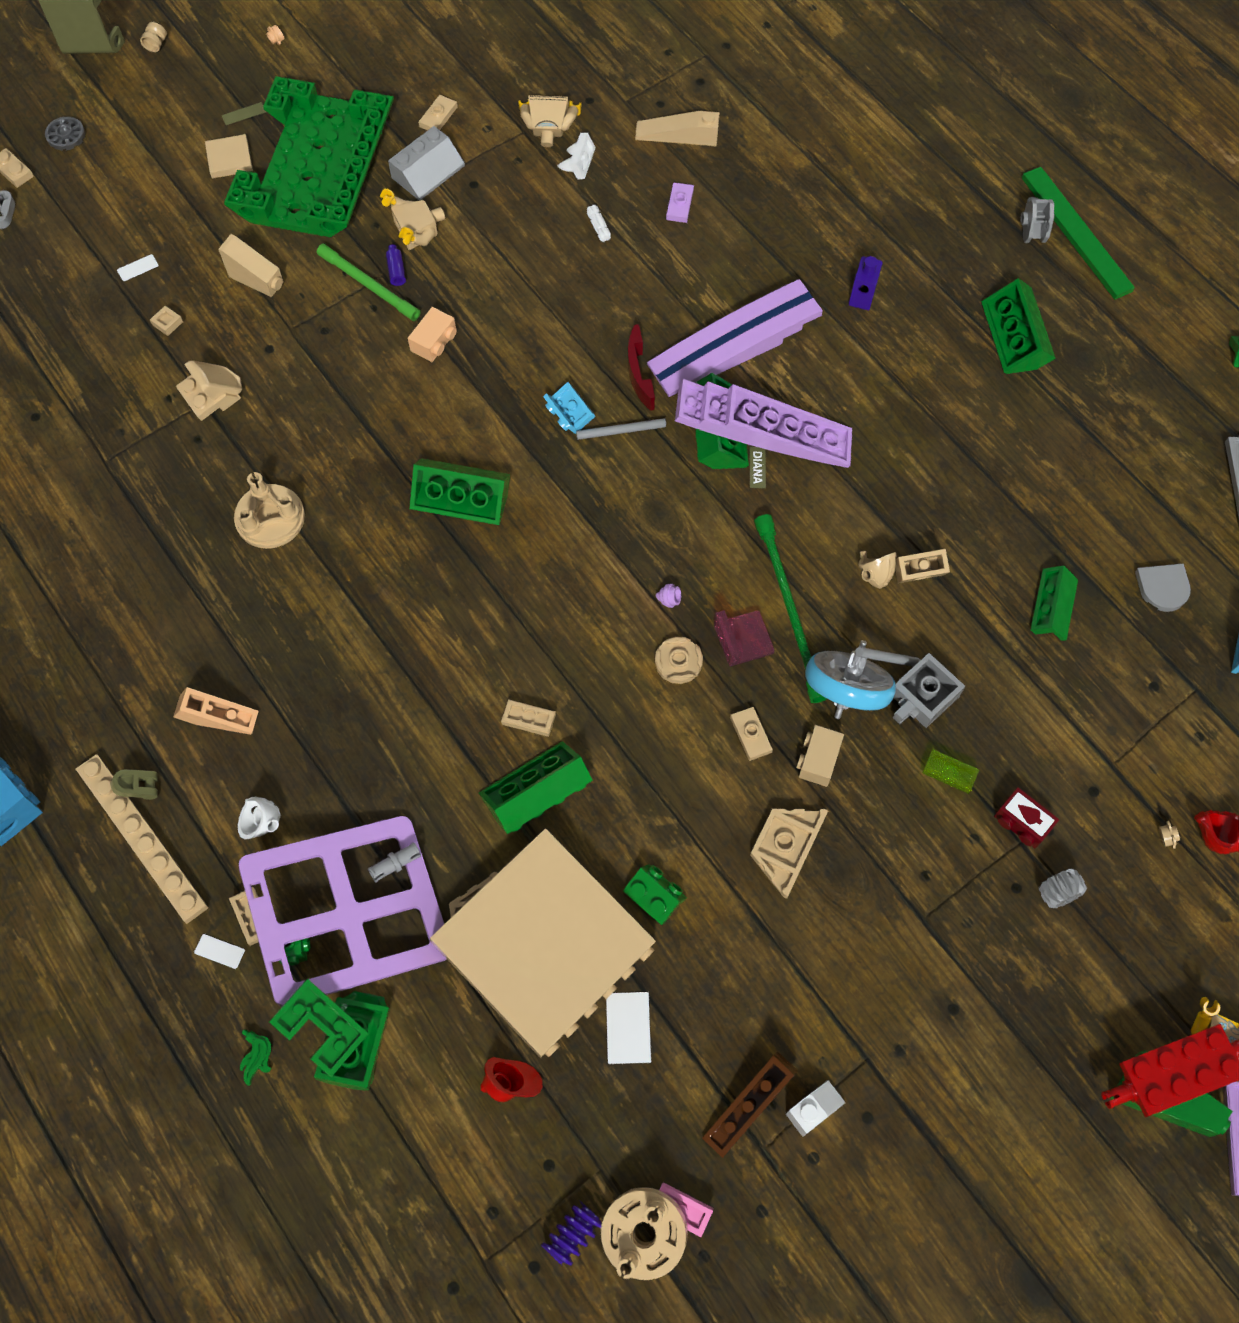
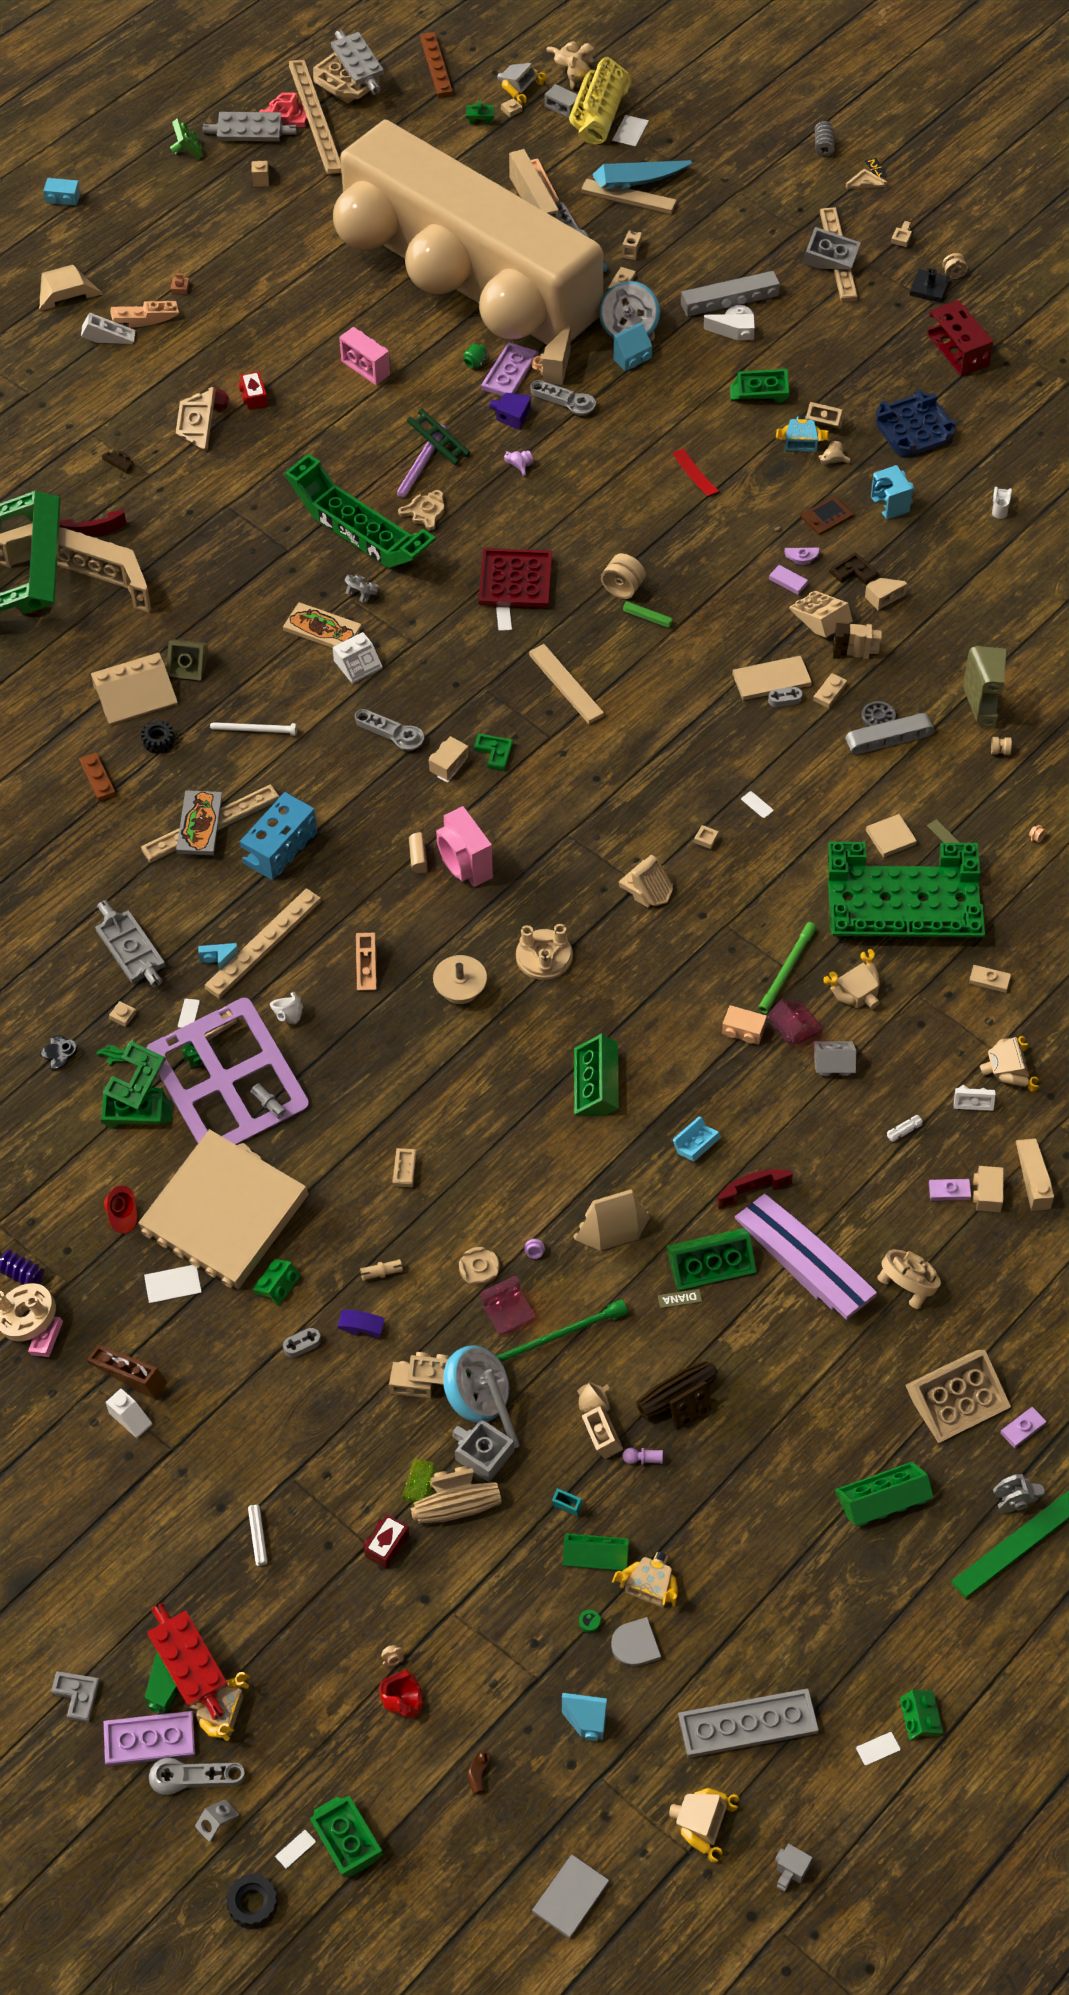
camera: 80 degrees right, 10 degrees down
(71, 625) = (418, 853): none -> tan brick
(85, 1015) = (129, 945): none -> light grey plate
(94, 561) = (465, 848): none -> bright pink container
(95, 126) = (889, 733): none -> light grey beam
(126, 784) = (299, 919): olive plate -> none
(143, 890) = (217, 953): none -> medium azure slope
(194, 1040) = (122, 1014): none -> tan plate
(228, 1142) = (58, 1051): none -> black plate
(249, 266) = (771, 878): tan slope -> none
(283, 604) = (460, 978): none -> tan piece
(395, 266) = (809, 983): dark purple cylinder -> none
(425, 163) = (926, 980): light grey slope -> none
(443, 289) = (794, 1021): none -> clear pink slope
(497, 261) = (835, 1057): none -> light grey slope
(536, 787) = (346, 1183): green slope -> none
(619, 429) = (689, 1185): light grey bar -> none
(664, 505) = (613, 1221): none -> tan wedge
(664, 767) = (381, 1269): none -> tan pin
(690, 167) = (989, 1189): none -> tan brick
(734, 801) = (355, 1321): none -> dark purple slope
(740, 878) = (301, 1342): none -> light grey beam
(751, 733) = (423, 1328): tan plate -> none
(763, 422) = (710, 1285): lavender slope -> none
(781, 246) = (911, 1274): none -> tan piece
(785, 845) = (332, 1366): tan wing -> none
(818, 726) = (426, 1368): none -> tan bracket
(867, 275) = (896, 1352): dark purple torso -> none
(883, 483) = (682, 1394): none -> dark brown plate
(915, 244) = (958, 1395): none -> tan slope
(948, 535) = (631, 1456): none -> lavender pin
(957, 204) = (1023, 1427): none -> lavender plate
(981, 728) = (455, 1497): none -> tan plate
(1000, 967) = (257, 1535): none -> white axle
(1003, 608) = (559, 1494): none -> teal piece
(1062, 888) = (327, 1570): light grey gear -> none
(1101, 552) = (650, 1580): none -> torso
(1135, 625) = (589, 1621): none -> green tile
(1188, 1220) = (81, 1691): none -> light grey tile

